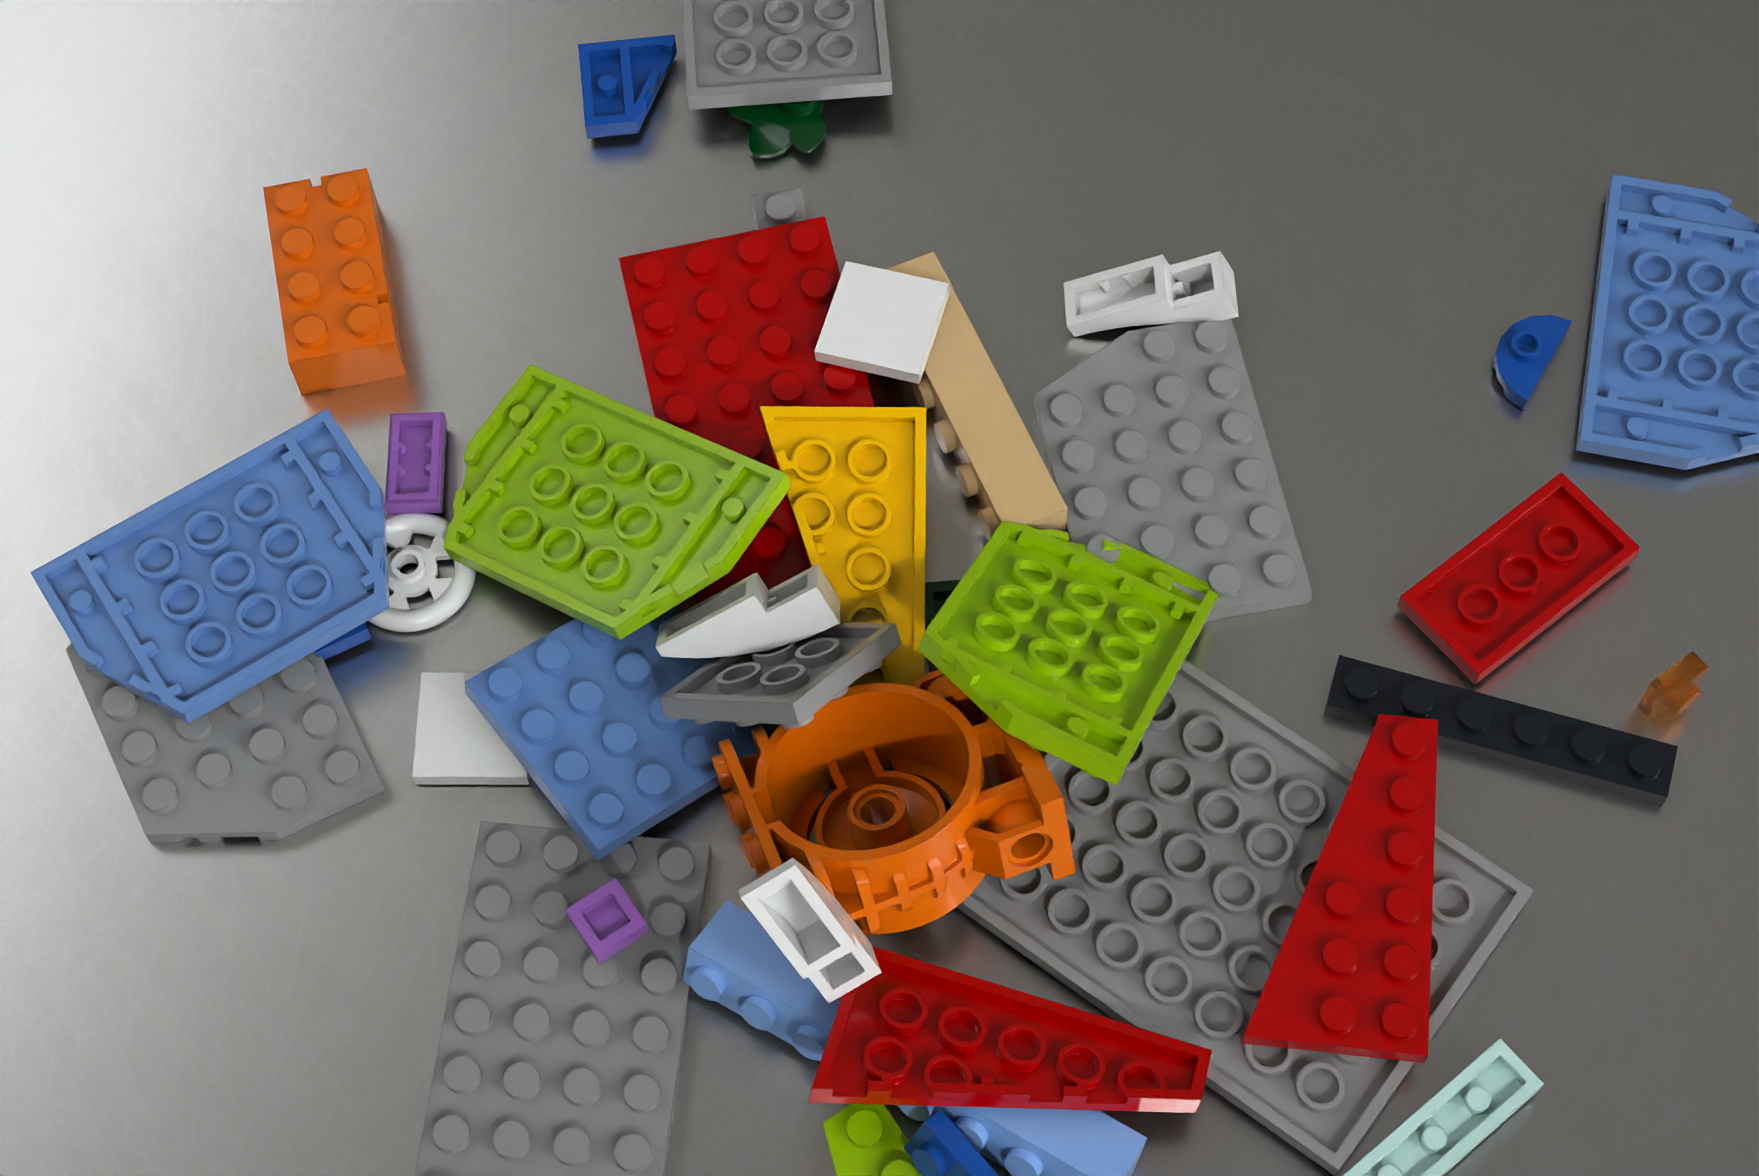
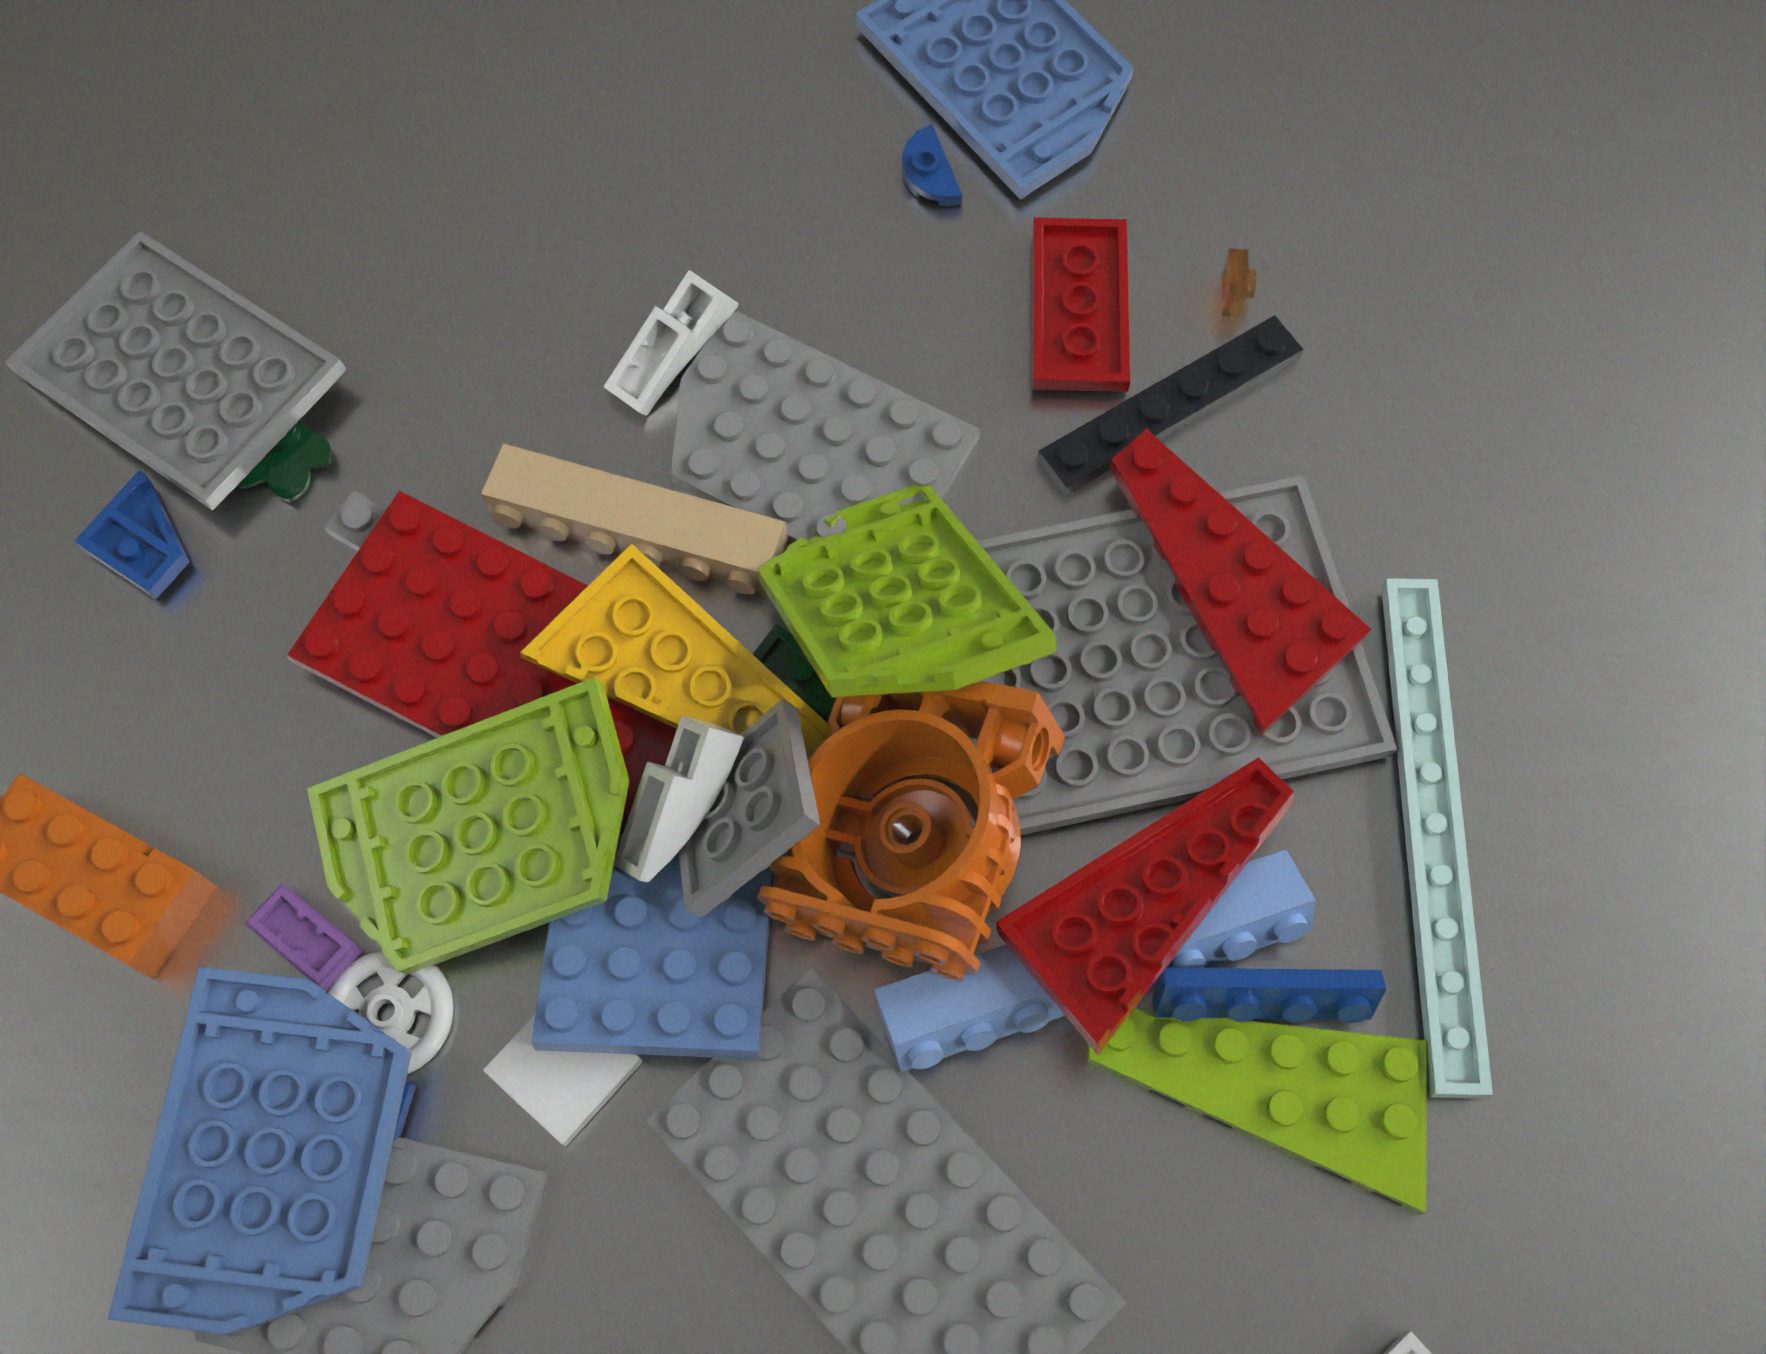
camera: 50 degrees left, 5 degrees up
(607, 920) = (816, 1089): medium lavender plate -> none
(811, 929) = (989, 945): white slope -> none
(882, 322) = (527, 520): white tile -> none

